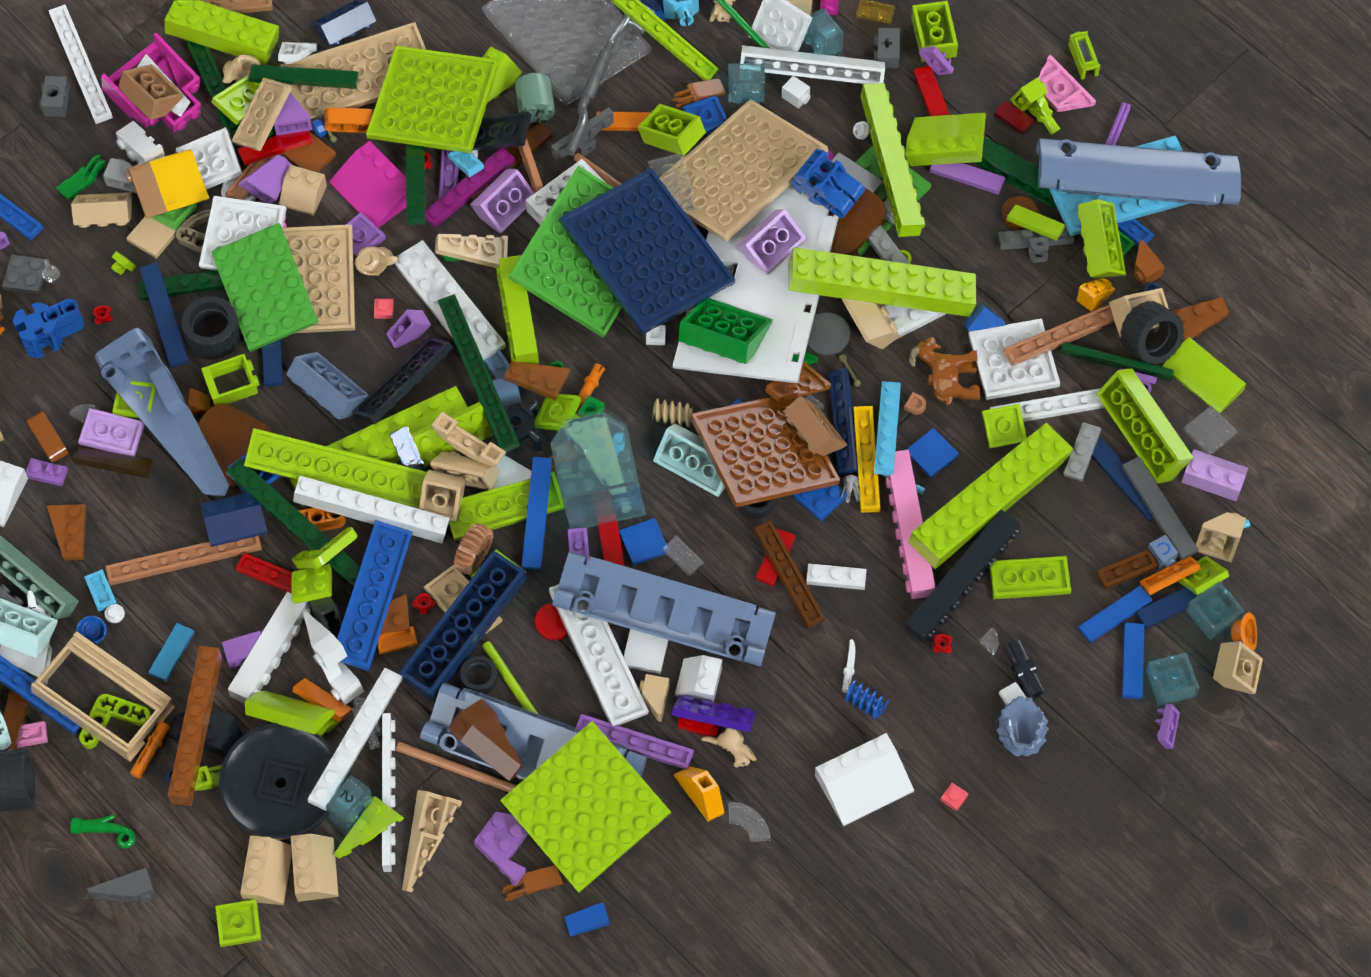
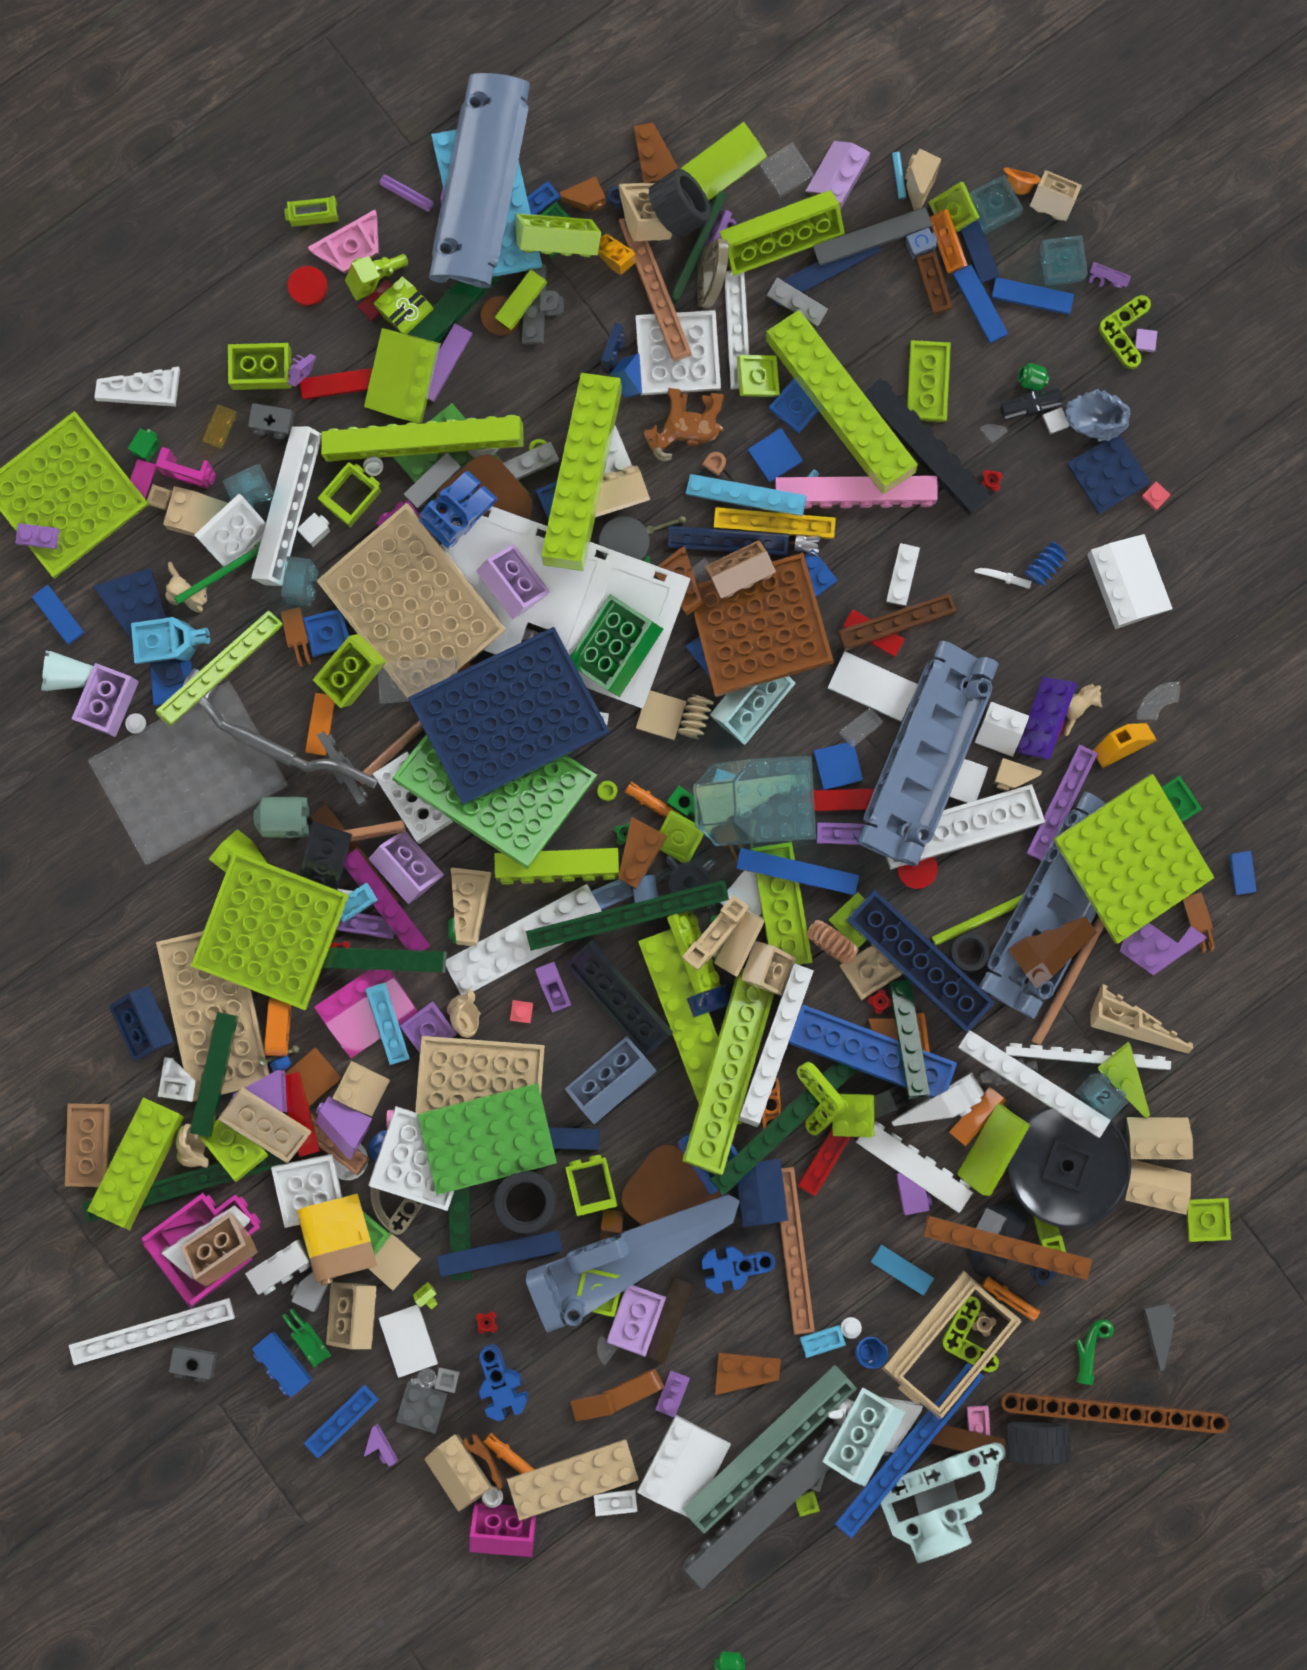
camera: 80 degrees left, 20 degrees up
(30, 404) = (592, 1407): none -> dark orange tile
(45, 863) = (1123, 1416): none -> dark orange beam
(49, 289) = (447, 1380): none -> light grey plate
(57, 161) = (281, 1364): none -> blue brick
(83, 256) = (408, 1340): none -> white tile
(124, 724) = (990, 1322): none -> tan plate
(163, 501) = (728, 1267): none -> blue connector
(361, 200) = (387, 1023): none -> medium azure tile
(385, 623) = (909, 1039): none -> plate
(594, 352) = (607, 791): none -> lime tile
(651, 849) = (1181, 798): none -> green plate
(670, 386) = (661, 715): none -> tan tile
(725, 560) = (872, 686): none -> white tile
(838, 102) = (358, 472): none -> lime window
(969, 750) = (1108, 474): none -> dark blue plate
(978, 461) = (794, 407): none -> blue tile
(1005, 299) = (615, 342): none -> dark blue plate
(1011, 130) = (403, 306): none -> lime slope
(1016, 61) = (307, 286): none -> red tile
(1051, 667) = (1033, 377): none -> green head
(1092, 370) = (709, 281): none -> dark tan beam
(1110, 770) = (1146, 340): none -> lavender tile
(1119, 743) = (1119, 325): none -> lime beam

